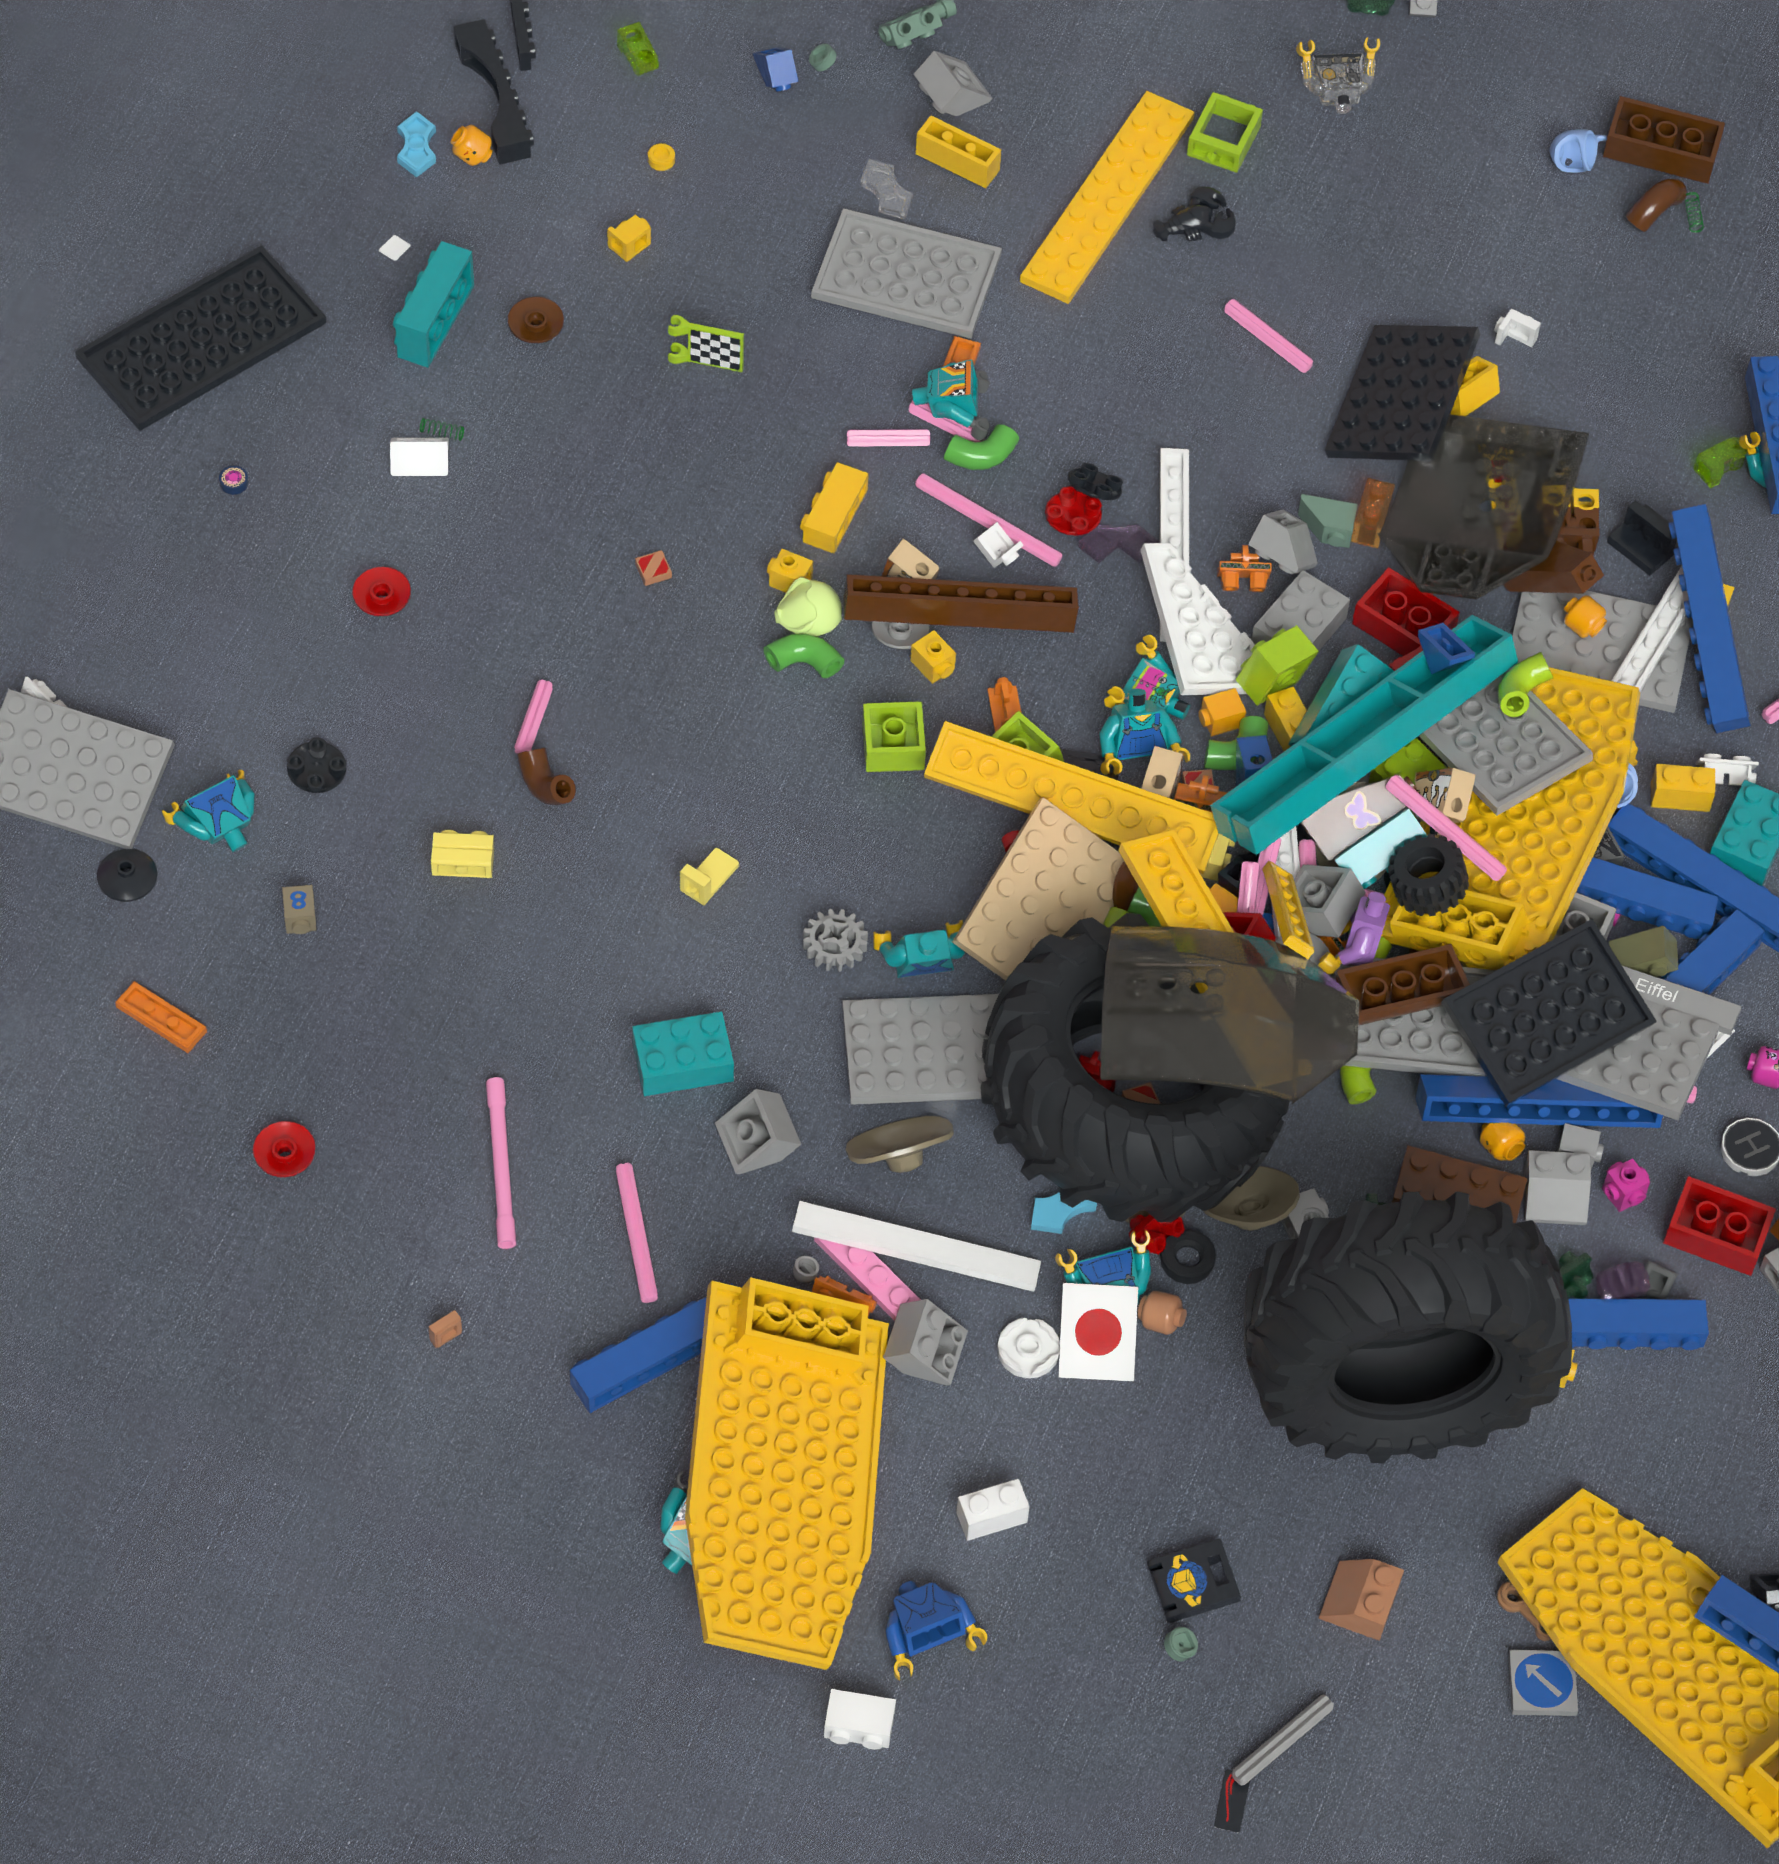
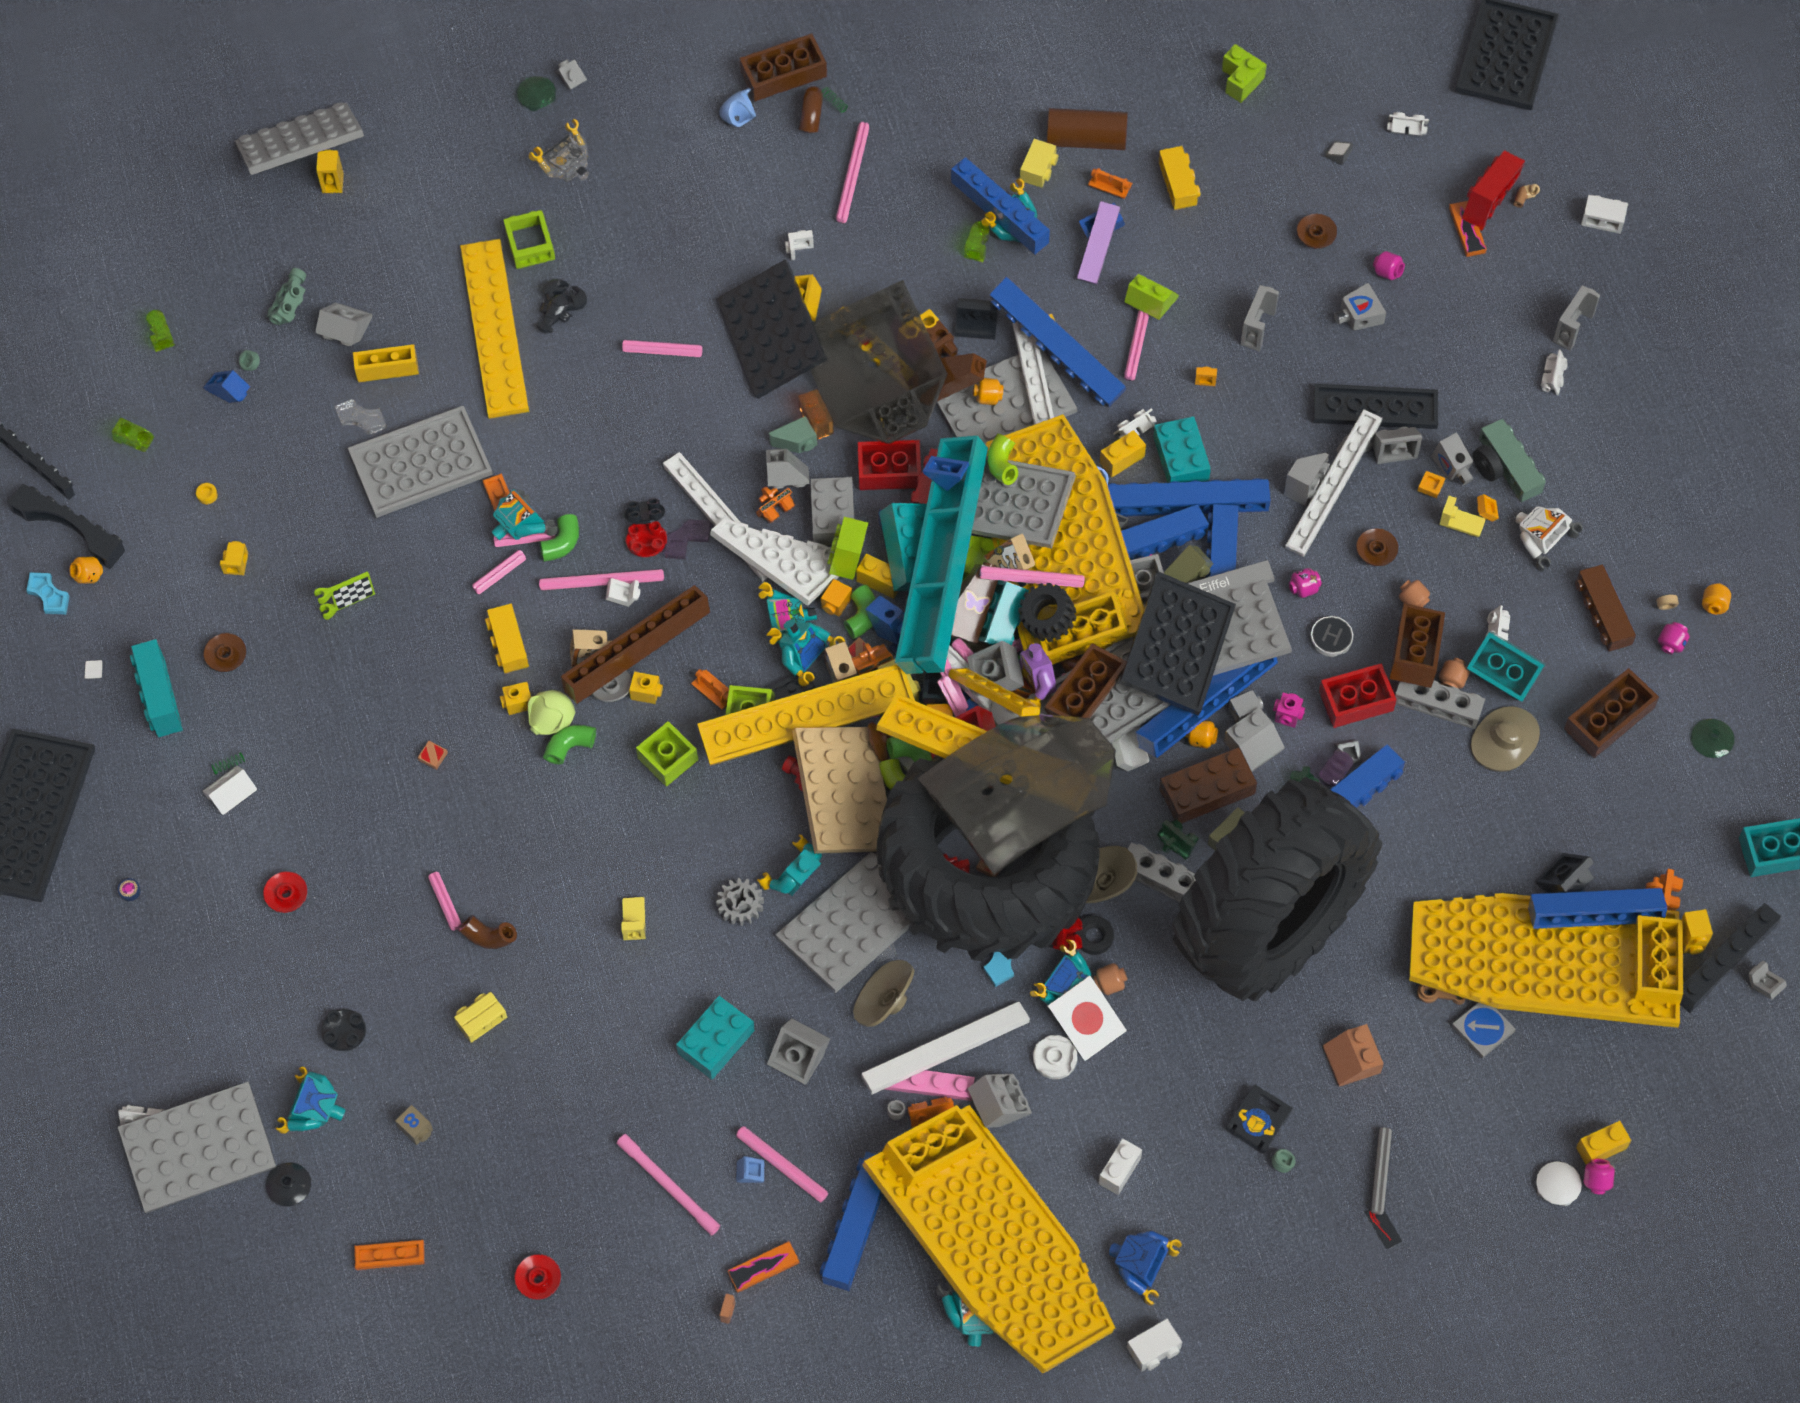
camera: 35 degrees left, 5 degrees up
(522, 1318) = (763, 1266): none -> tile
(599, 1214) = (750, 1170): none -> medium blue slope
(1398, 1095) = (1128, 753): none -> white panel
(1645, 298) = (852, 172): none -> bright pink axle

